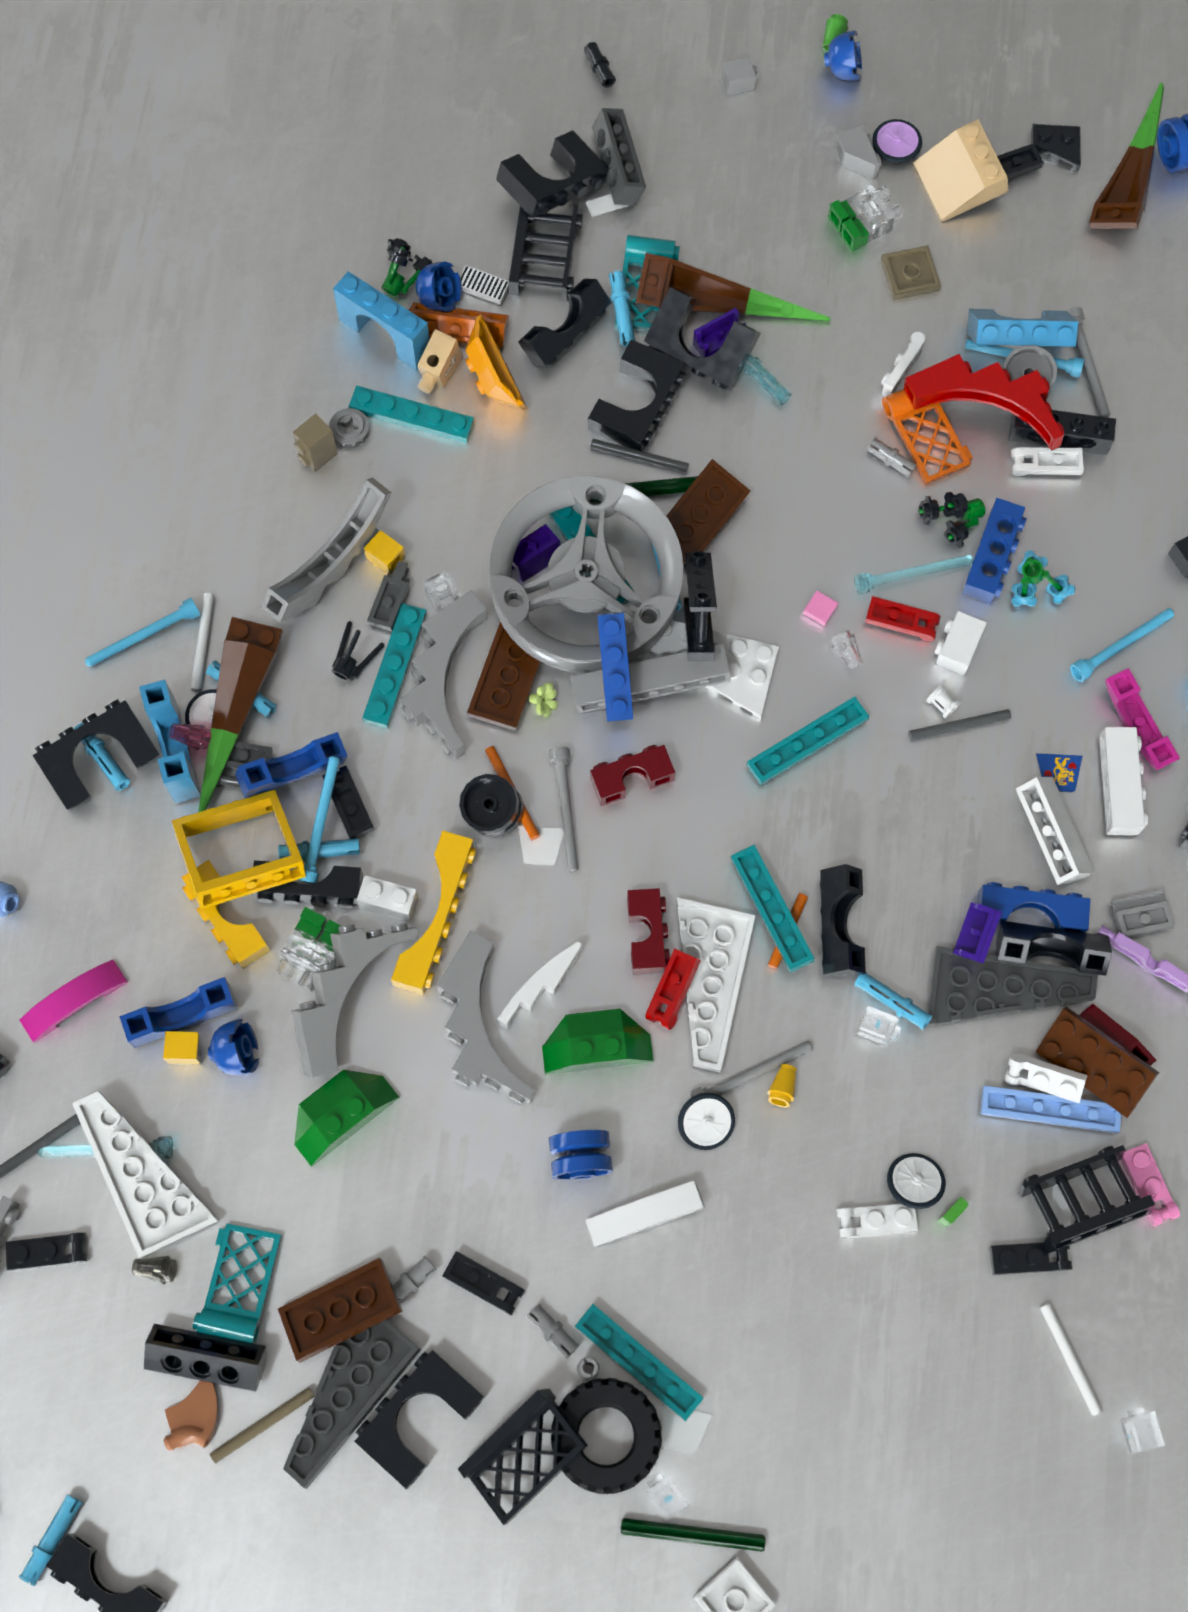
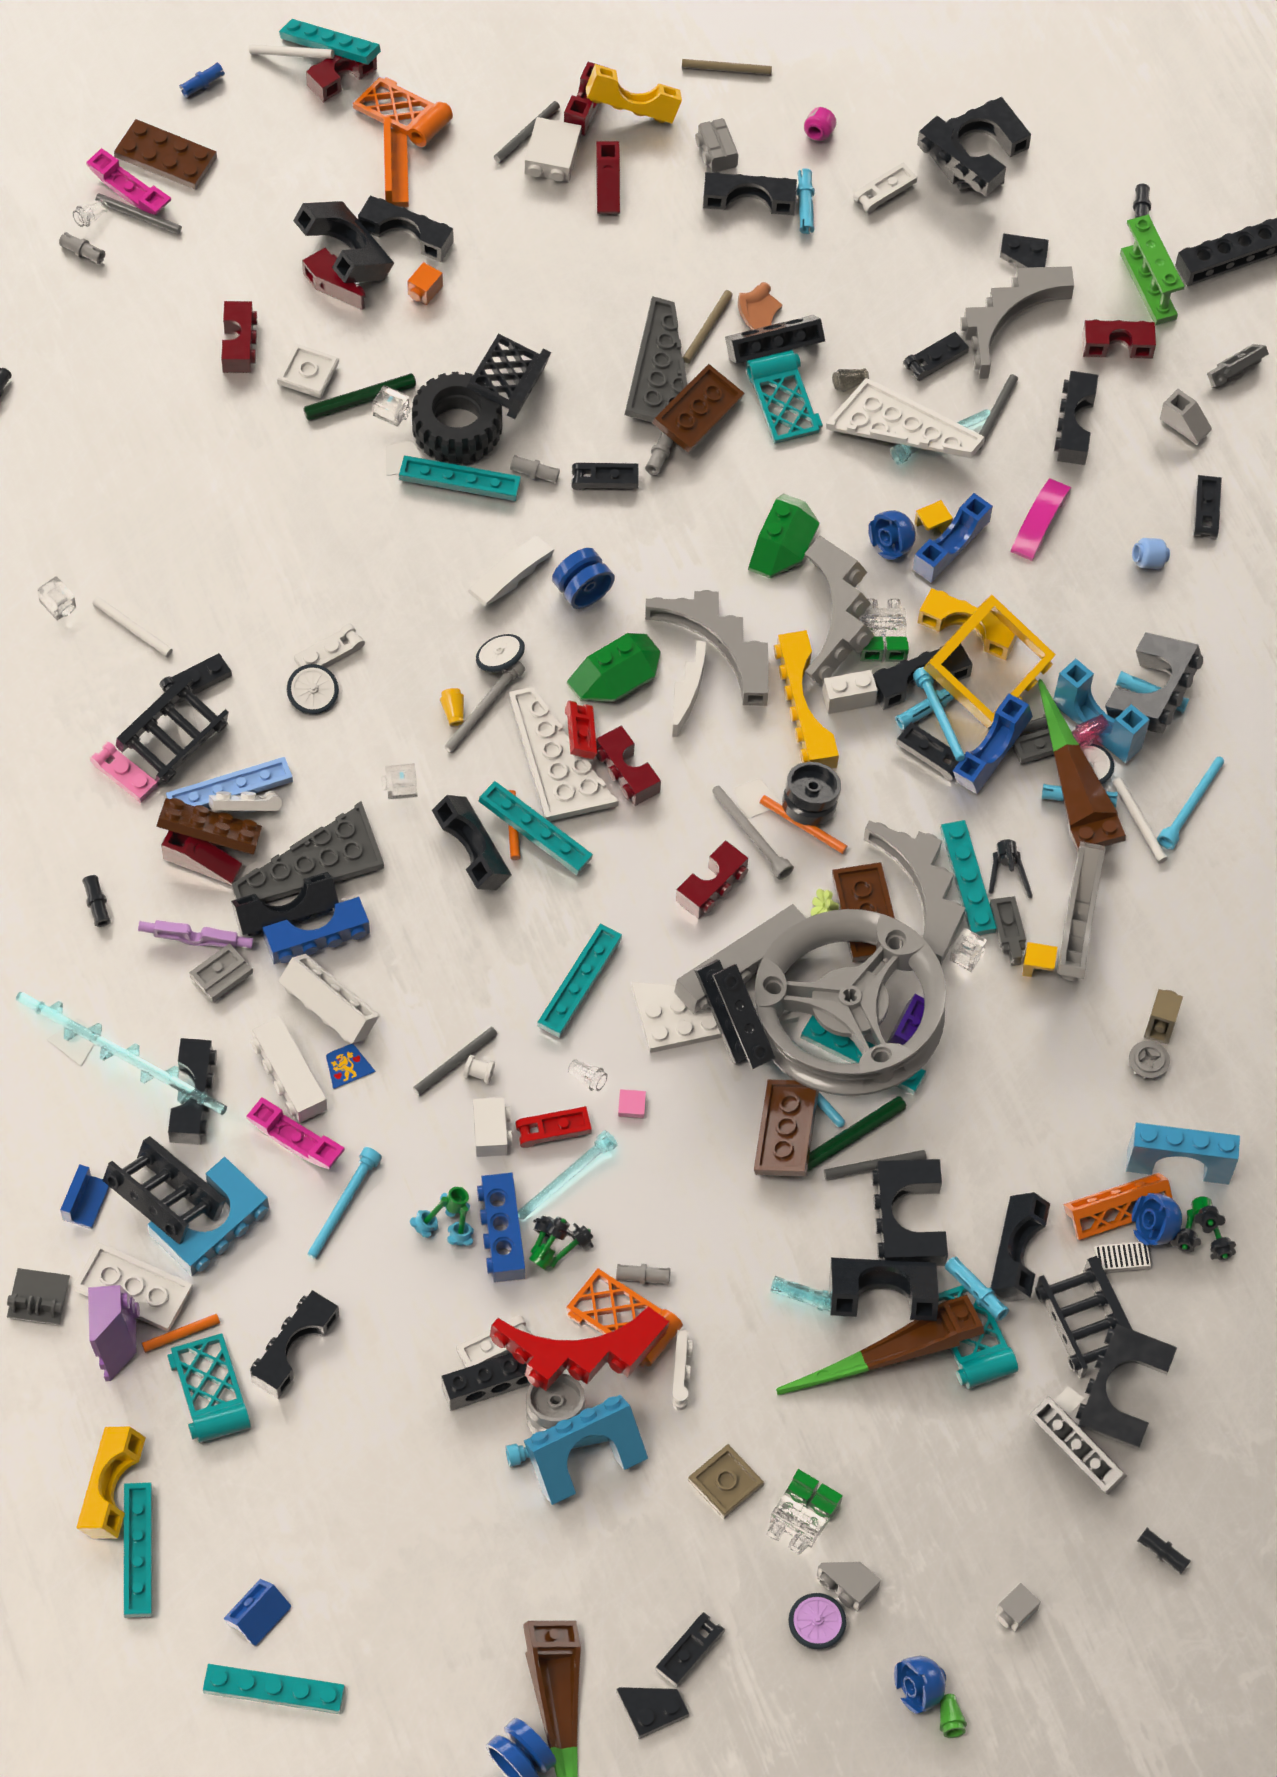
camera: 150 degrees right, 10 degrees down
(381, 1436) = (603, 401): black arch -> none
(412, 414) = (1103, 1101): teal plate -> none
(438, 361) = (1108, 1142): tan torso -> none
(488, 363) = (1053, 1163): light orange wedge -> none
(589, 1361) = (494, 449): light grey pin -> none
(615, 666) = (791, 938): blue arch -> none
(711, 336) = (870, 1314): dark purple hinge -> none
(919, 1018) = (394, 804): medium azure pin -> none
(953, 1212) = (272, 678): bright green tile -> none
(961, 172) = (729, 1607): tan slope -> none
(977, 932) = (355, 876): dark purple hinge -> none
(1089, 364) = (539, 1506): light grey piece -> none

